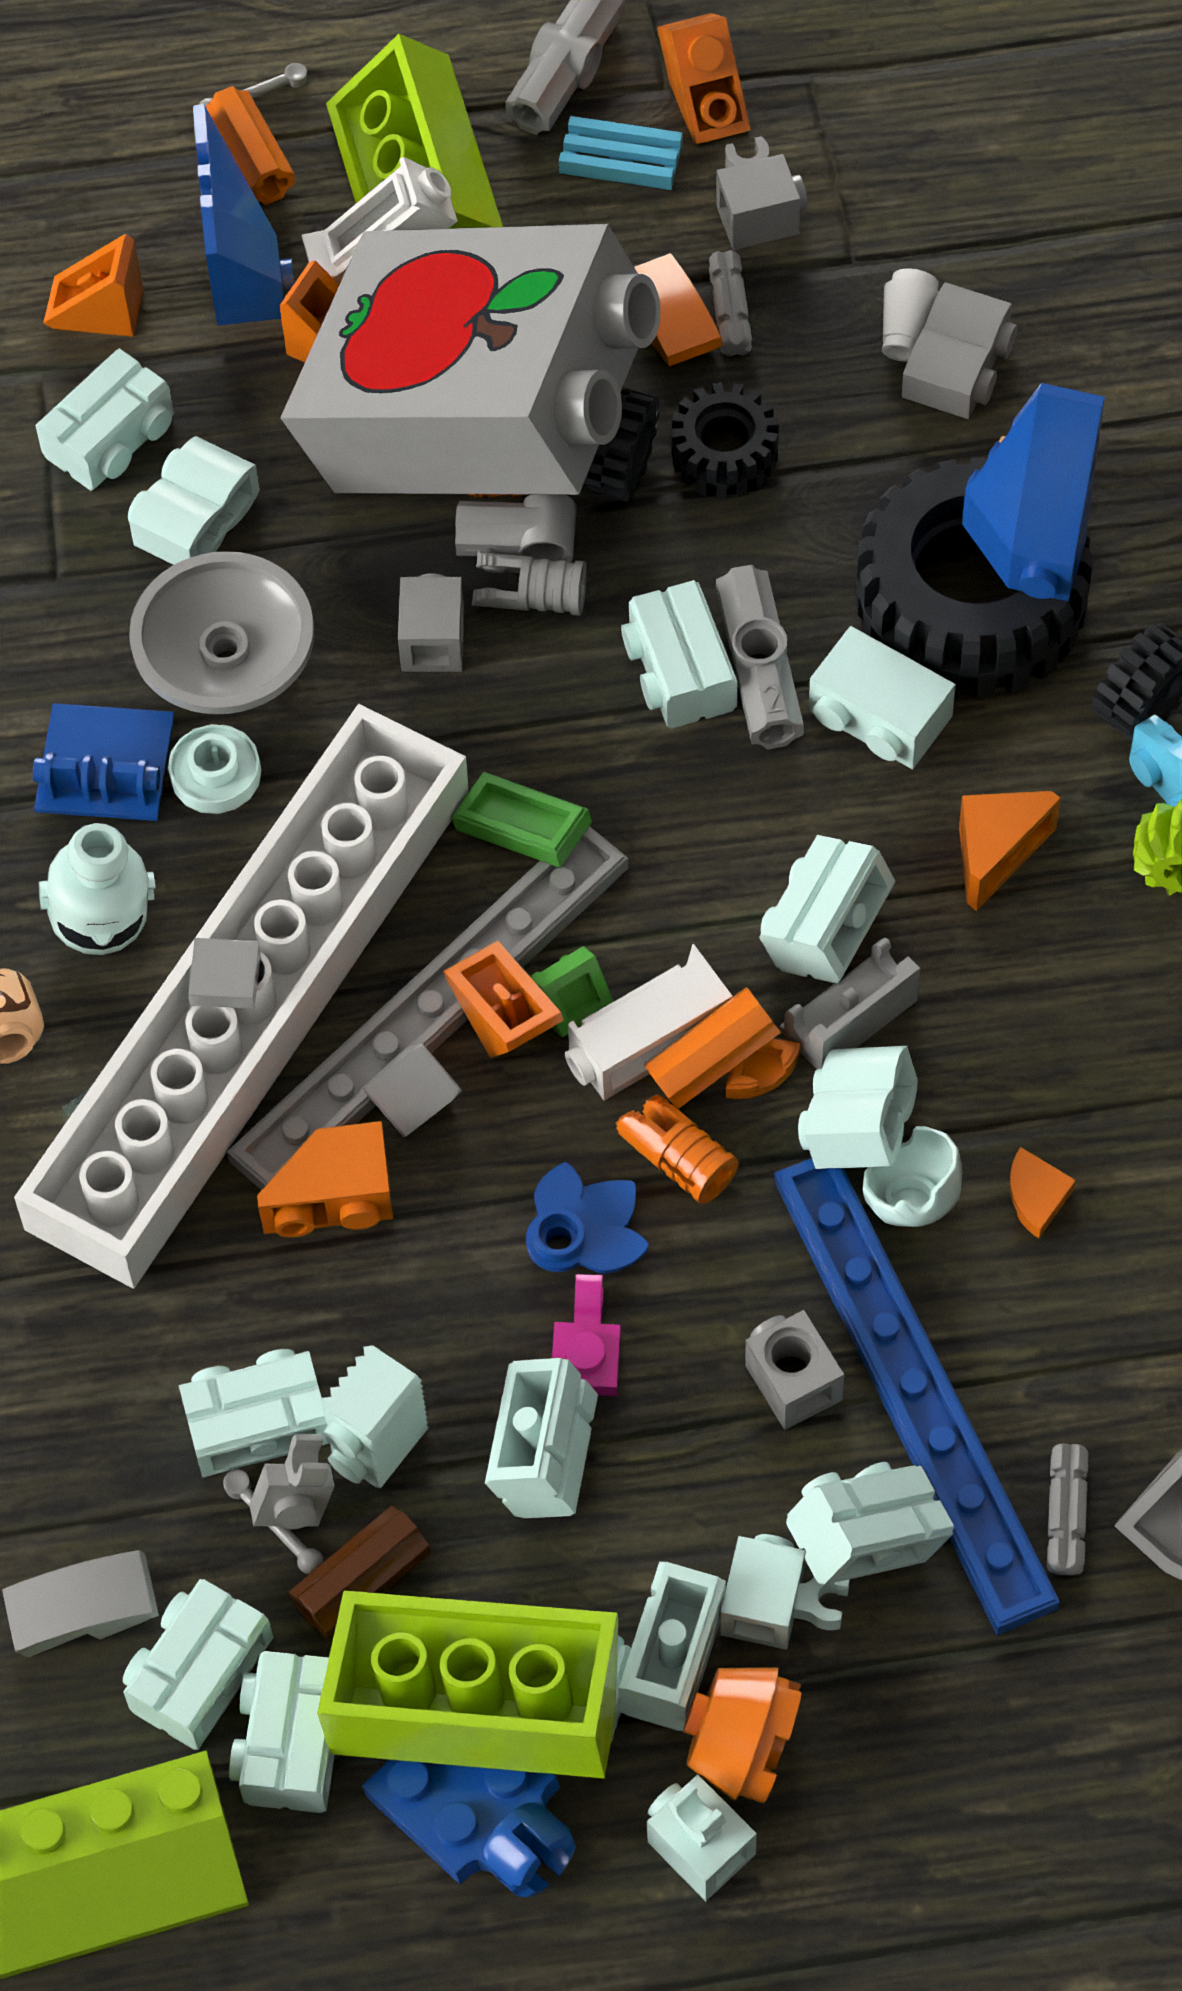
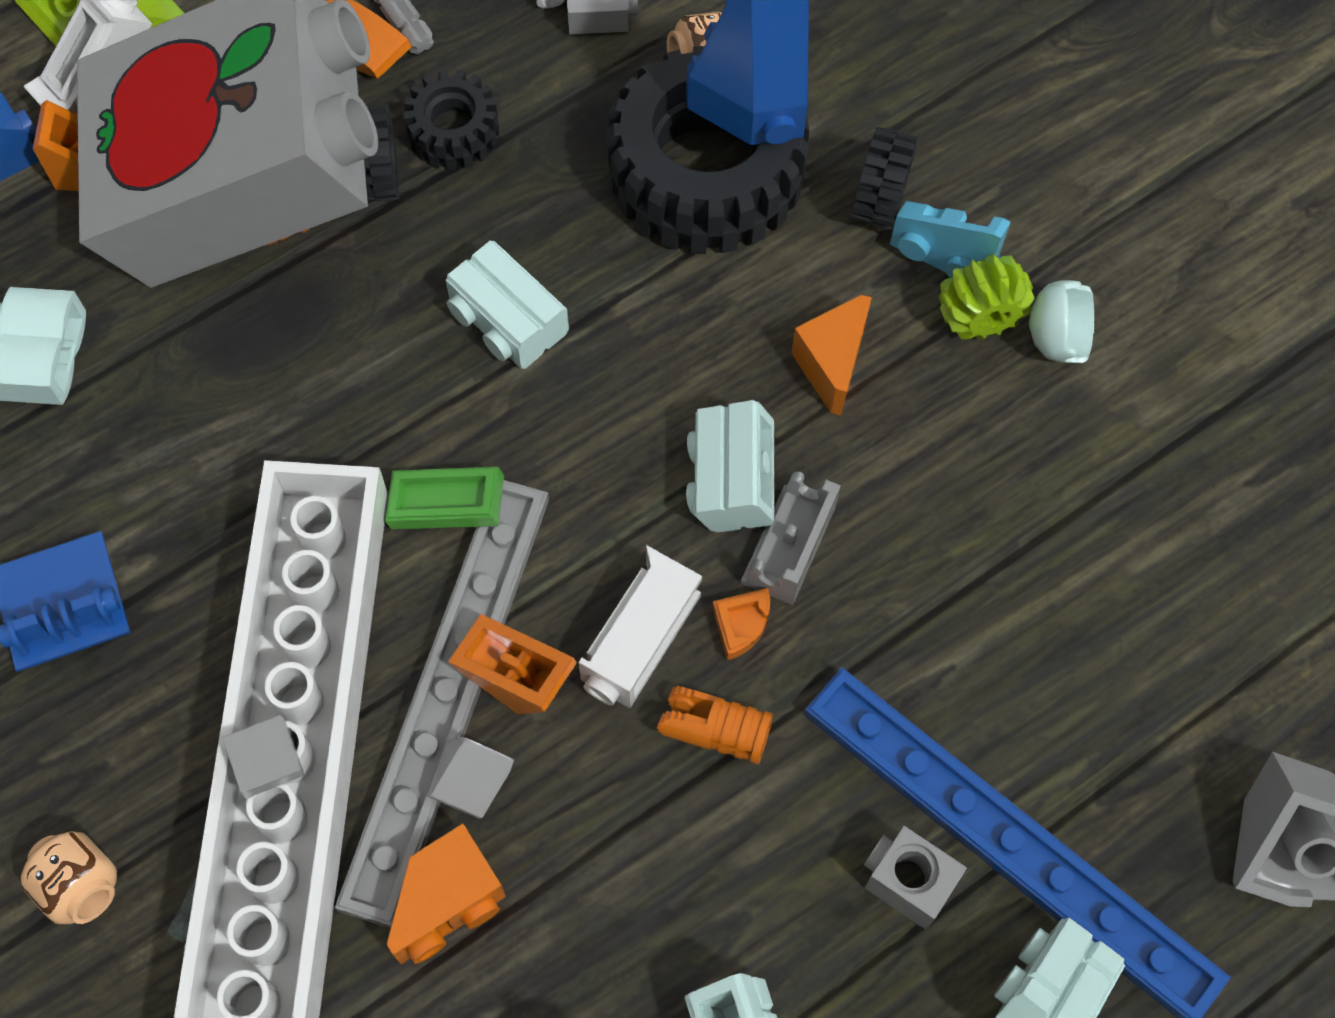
camera: 30 degrees left, 5 degrees up
(97, 891) = (109, 726): light aqua piece -> none
(214, 769) = (161, 567): light aqua plate -> none
(217, 607) = (96, 424): light grey dish -> none
(431, 623) = (287, 363): light grey brick -> none
(537, 527) = (334, 252): light grey piece -> none
(541, 586) = (364, 292): light grey hinge -> none
(574, 987) = (562, 623): bright green tile -> none
(588, 1342) = (732, 940): dark pink plate -> none
(590, 1218) = (675, 820): blue plate -> none
(711, 1048) = (704, 627): orange axle -> none
(765, 683) = (587, 302): light grey piece -> none
(859, 1107) = (850, 626): light aqua brick -> none
(881, 698) = (685, 275): light aqua brick -> none
(919, 1184) = (923, 664): light aqua hair -> none
(1037, 1191) = (1016, 627): orange tile -> none
(1067, 1509) = (1190, 891): light grey axle -> none

